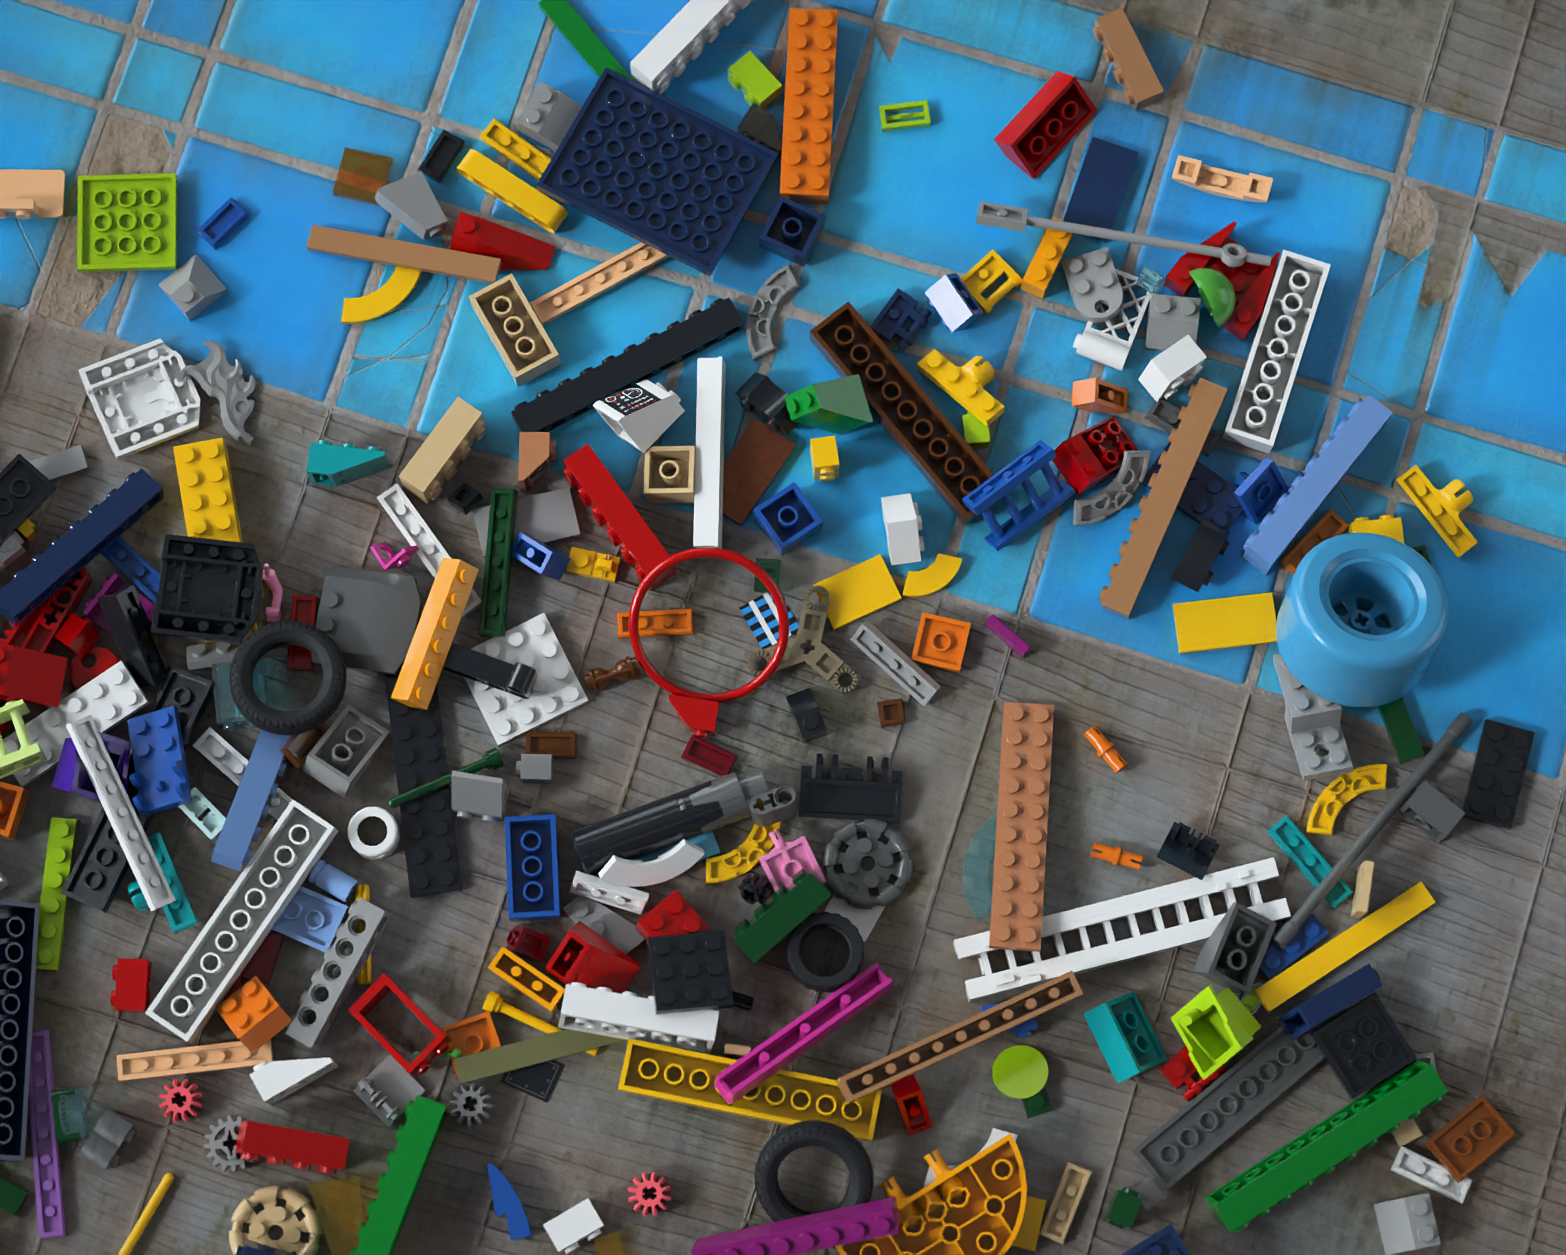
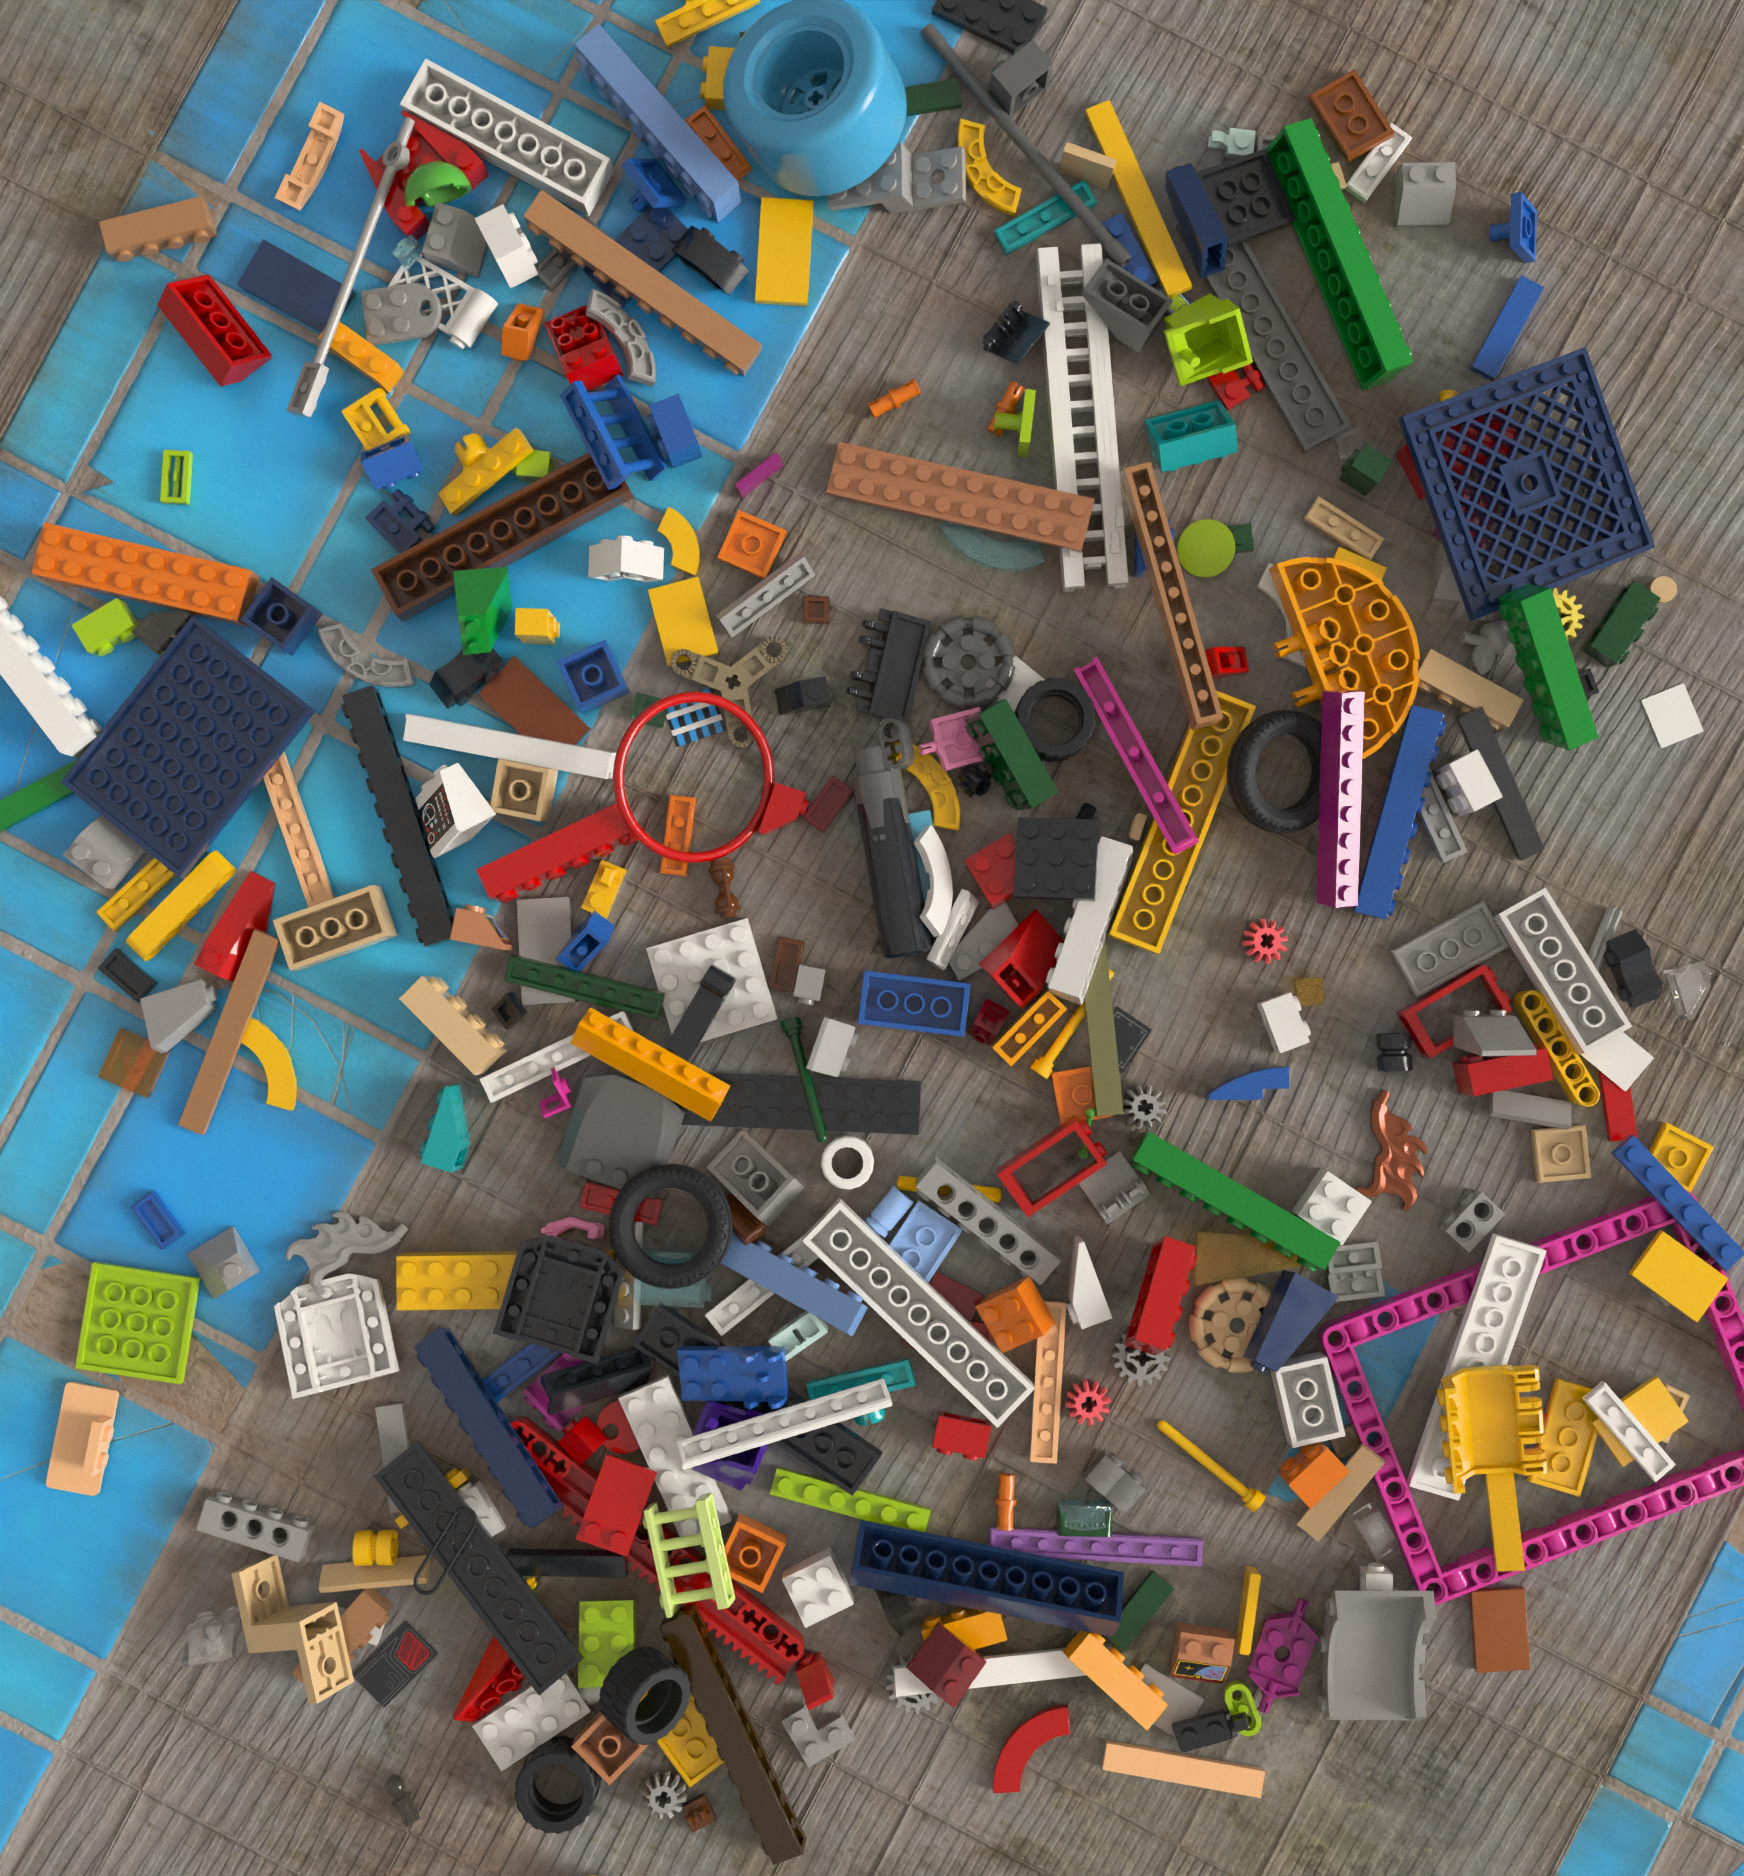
camera: 80 degrees left, 10 degrees up
(75, 1039) = (1005, 1501): none -> orange pin
(1031, 551) = (677, 436): none -> blue brick
(1102, 872) = (1020, 422): none -> lime tile
(1420, 1034) = (1236, 142): none -> light aqua plate

